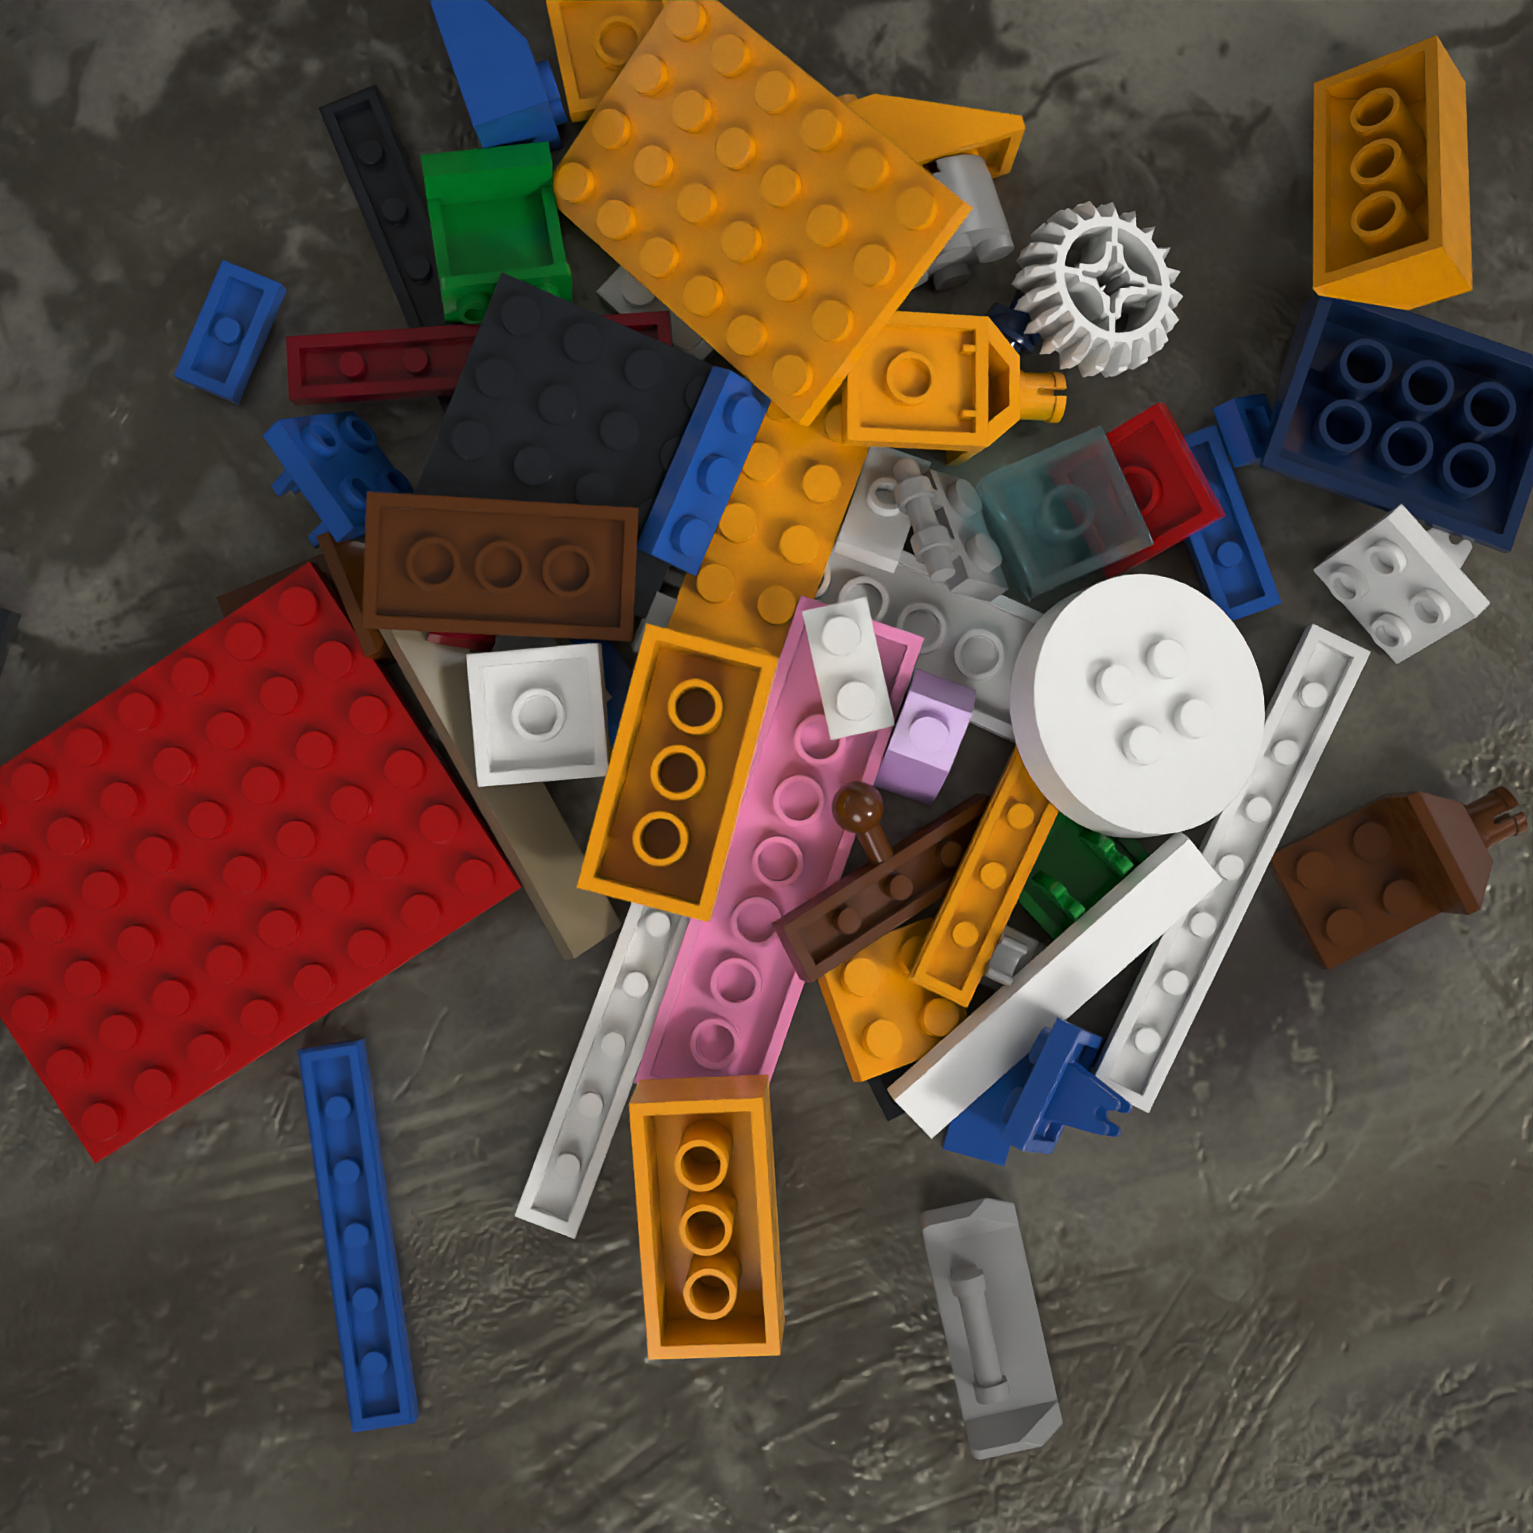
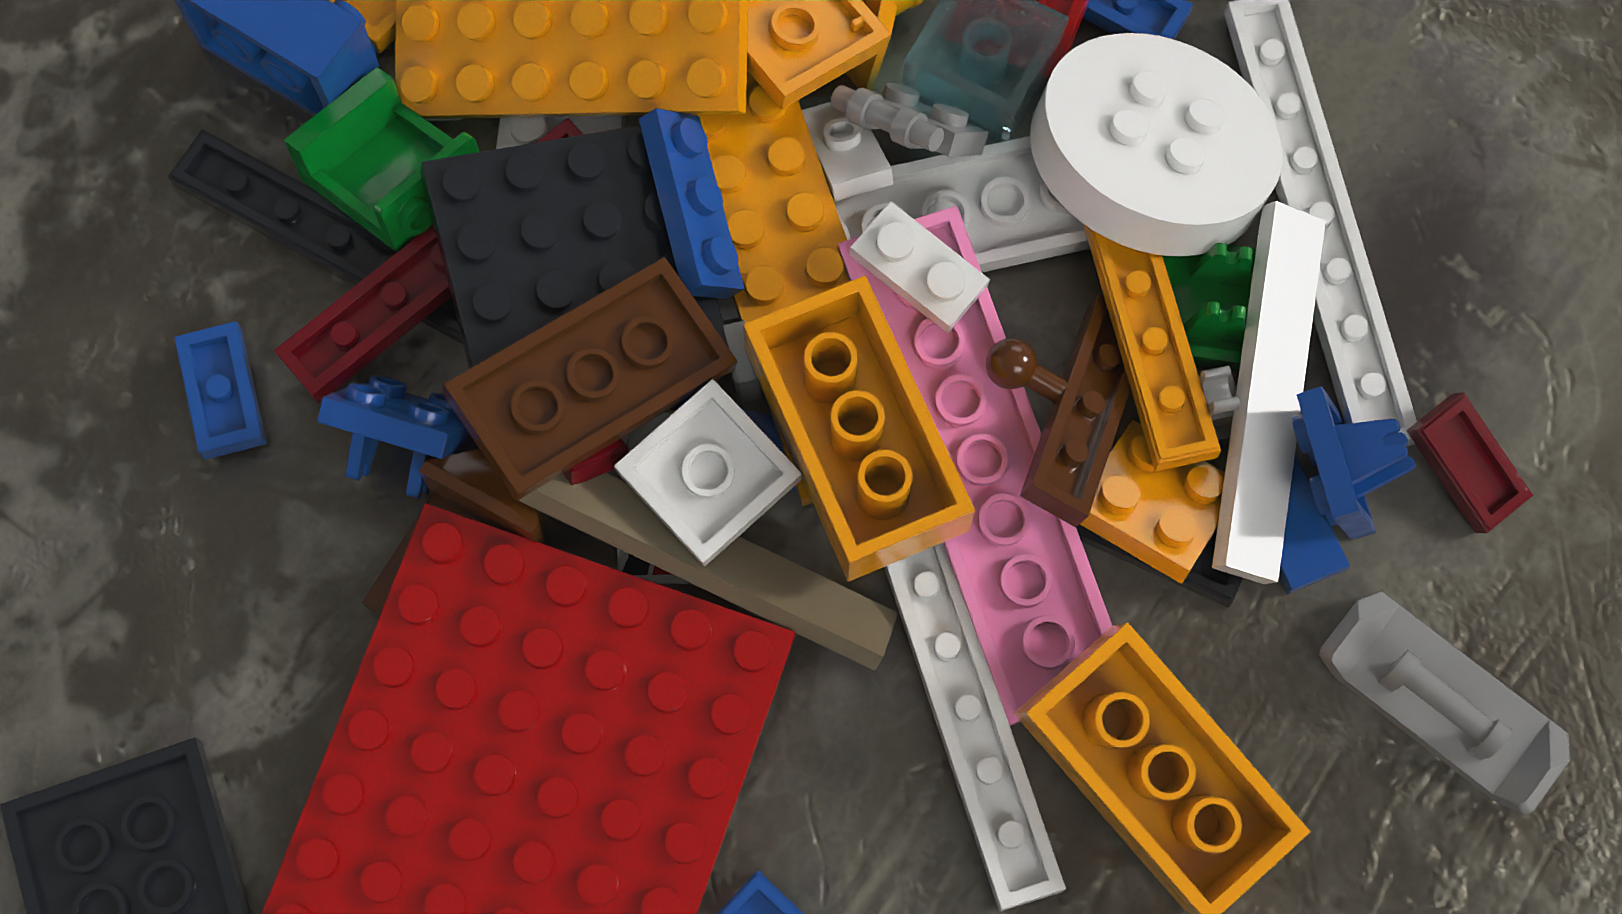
camera: 45 degrees left, 15 degrees down
(925, 737) = (1022, 283): lavender slope -> none
(1170, 1162) = (1469, 462): none -> dark red tile
(1391, 868) = (1435, 128): reddish brown plate -> none

